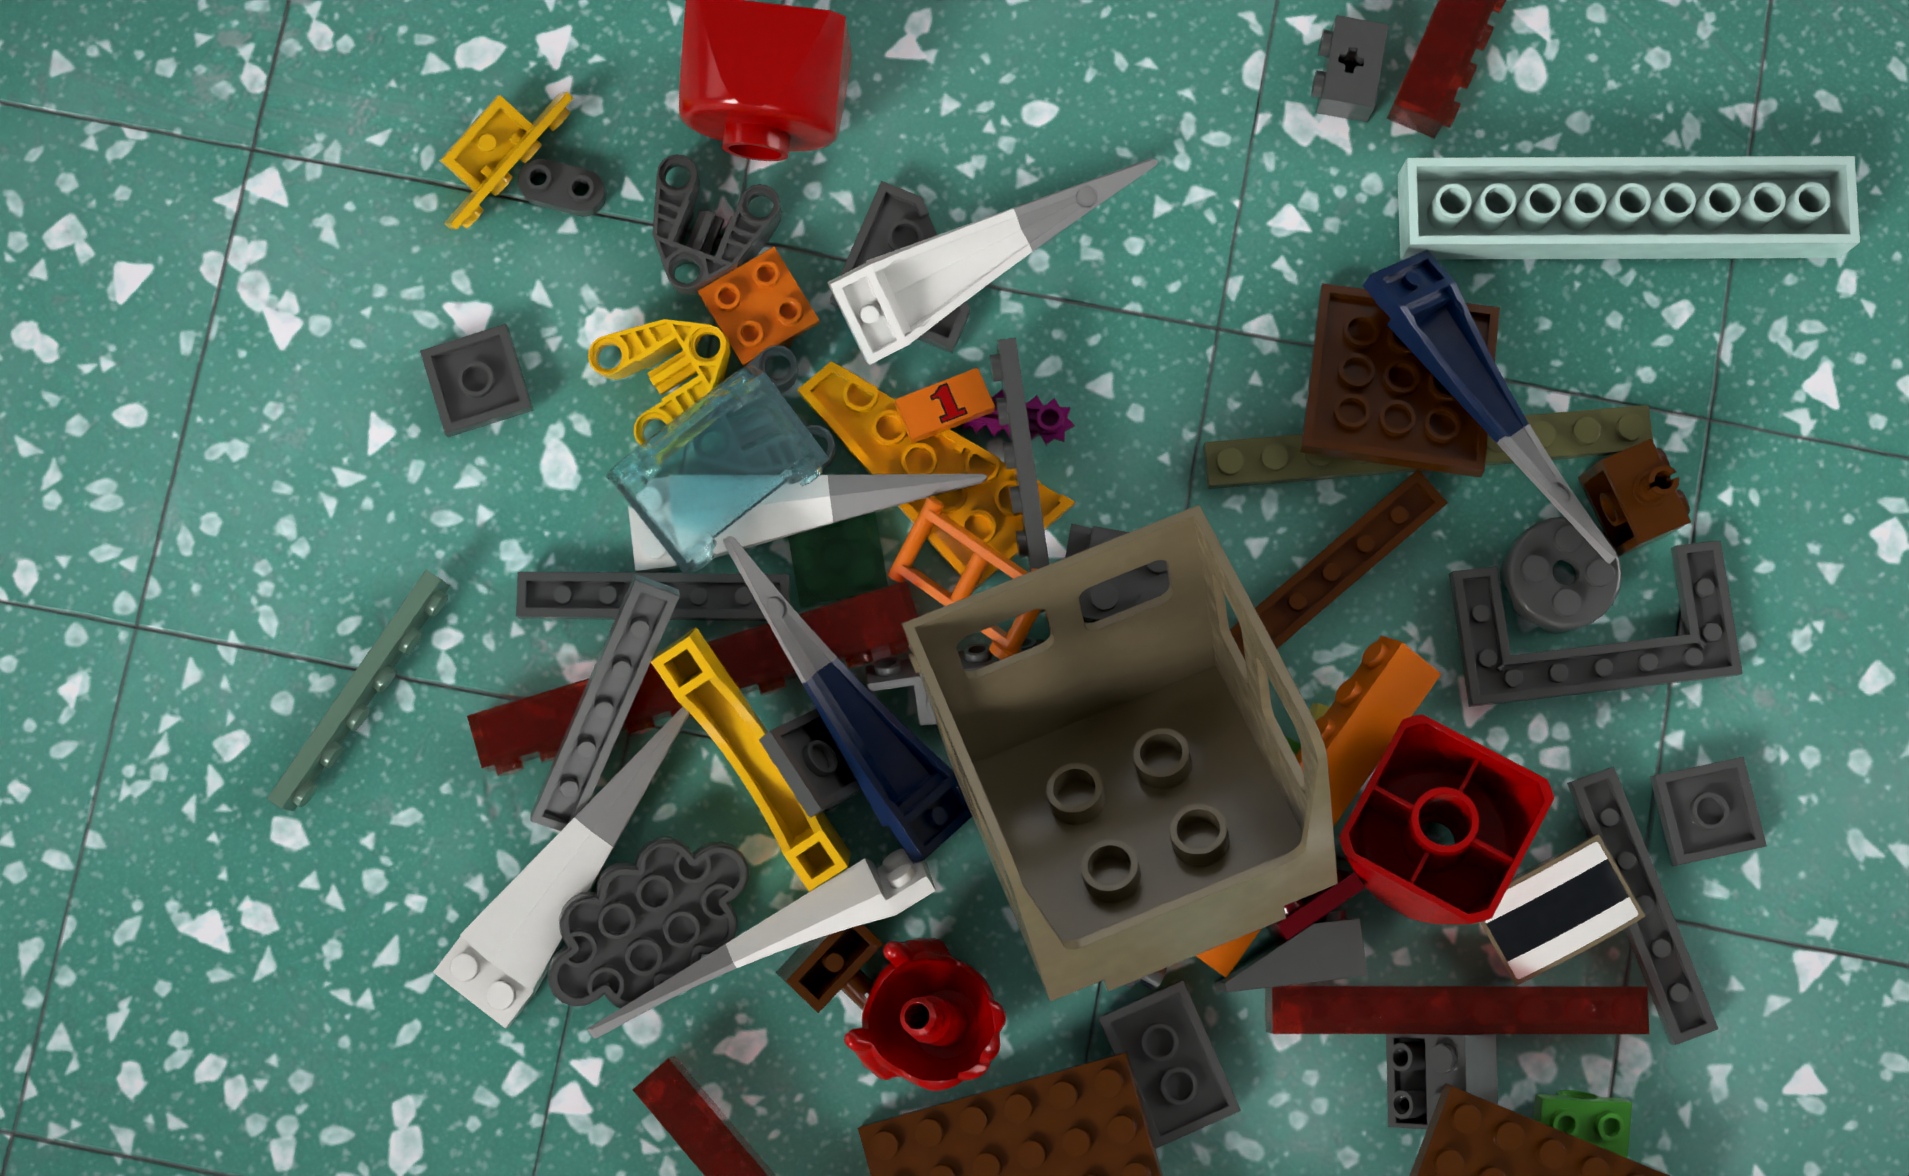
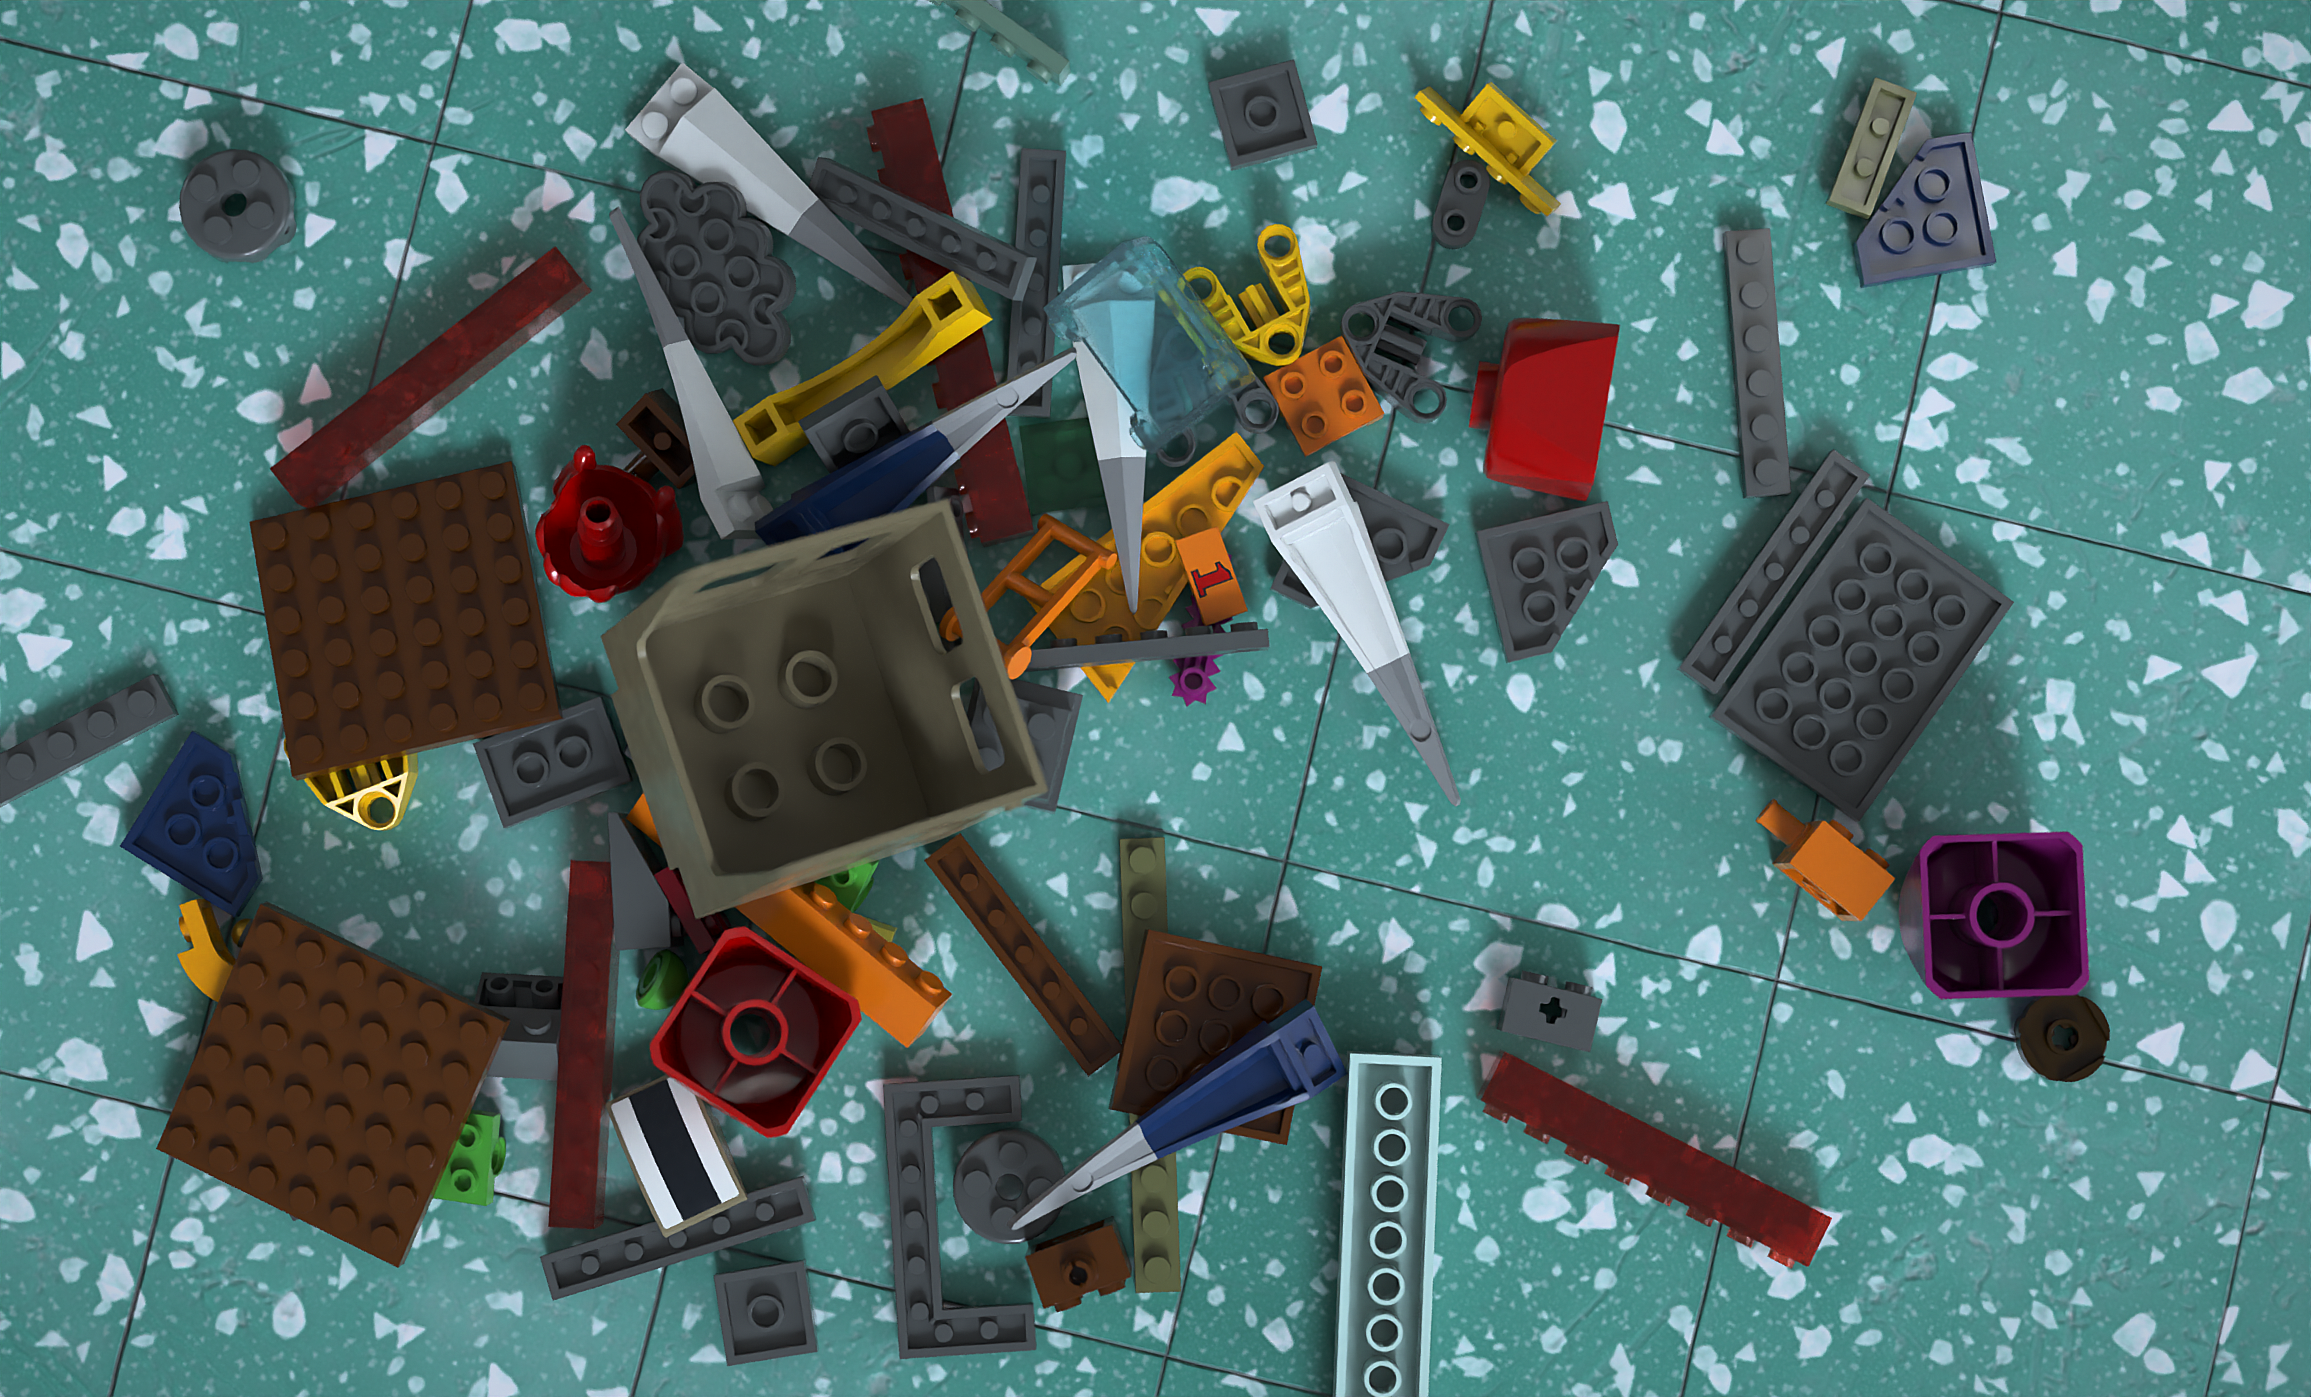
camera: 95 degrees right, 5 degrees up
(925, 92) = (1543, 573): none -> dark grey plate
(1388, 936) = (662, 981): none -> bright green brick

